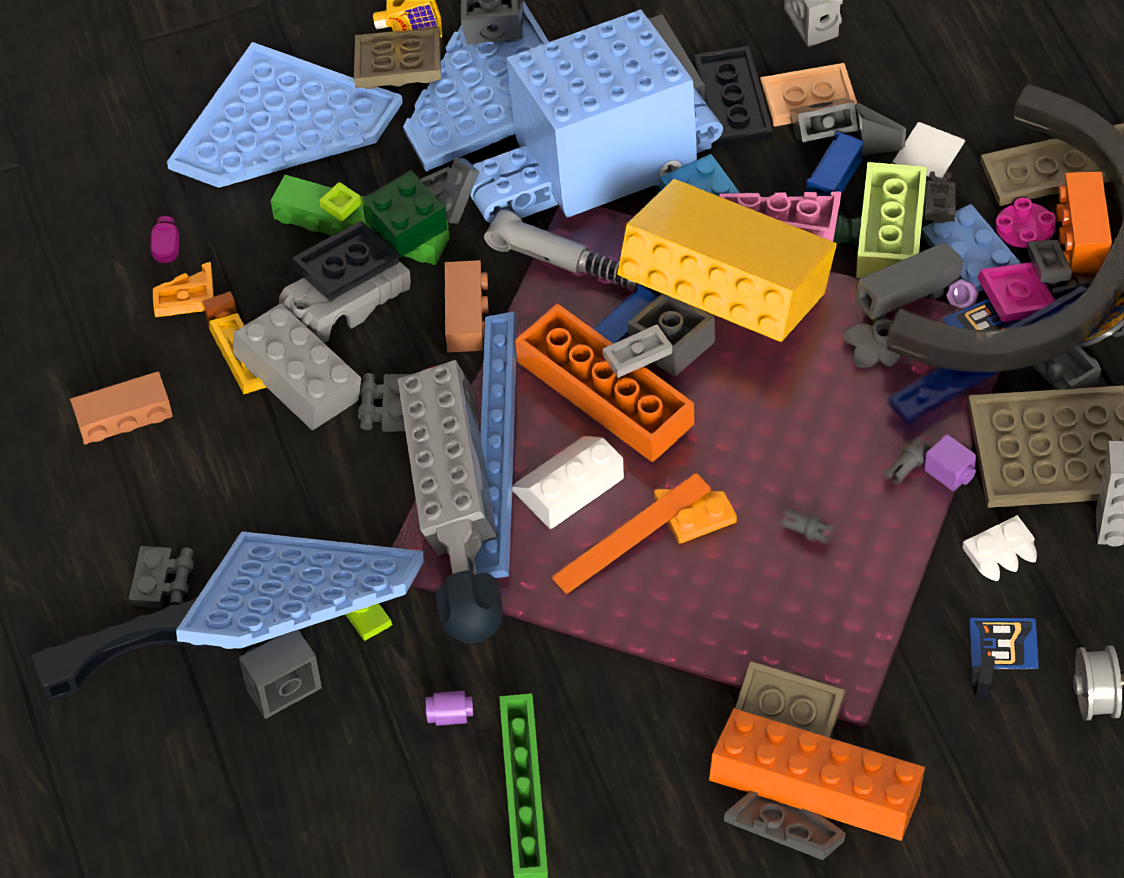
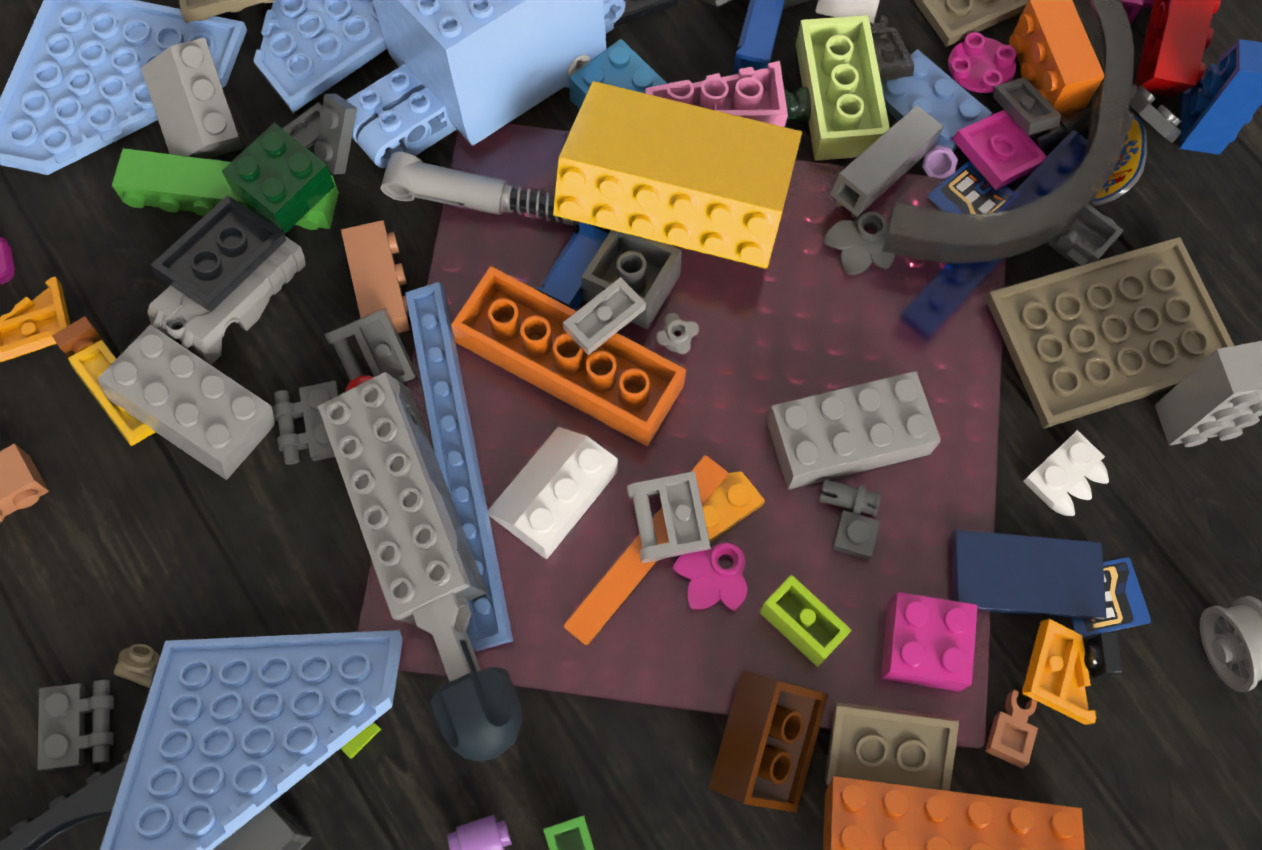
camera: 20 degrees left, 15 degrees up
(216, 544) = (137, 664): none -> dark tan plate
(340, 201) = (197, 174): lime plate -> none
(346, 147) = (191, 101): none -> light grey slope
(454, 345) = (379, 345): none -> dark grey plate
(664, 509) = (681, 512): none -> light grey plate
(676, 563) = (711, 581): none -> dark pink plate
(692, 680) = (768, 742): none -> reddish brown slope
(699, 392) = (677, 343): none -> light grey plate
(741, 599) = (804, 620): none -> lime brick
(805, 555) = (856, 535): none -> dark grey plate
(822, 476) = (852, 430): none -> light grey brick
(838, 635) = (929, 642): none -> dark pink brick
(893, 719) = (1010, 733): none -> nougat plate
(911, 457) = (944, 382): dark grey pin -> none
(940, 610) = (1028, 575): none -> dark blue tile
(945, 684) = (1059, 672): none -> light orange wing
(950, 463) = (993, 383): medium lavender brick -> none

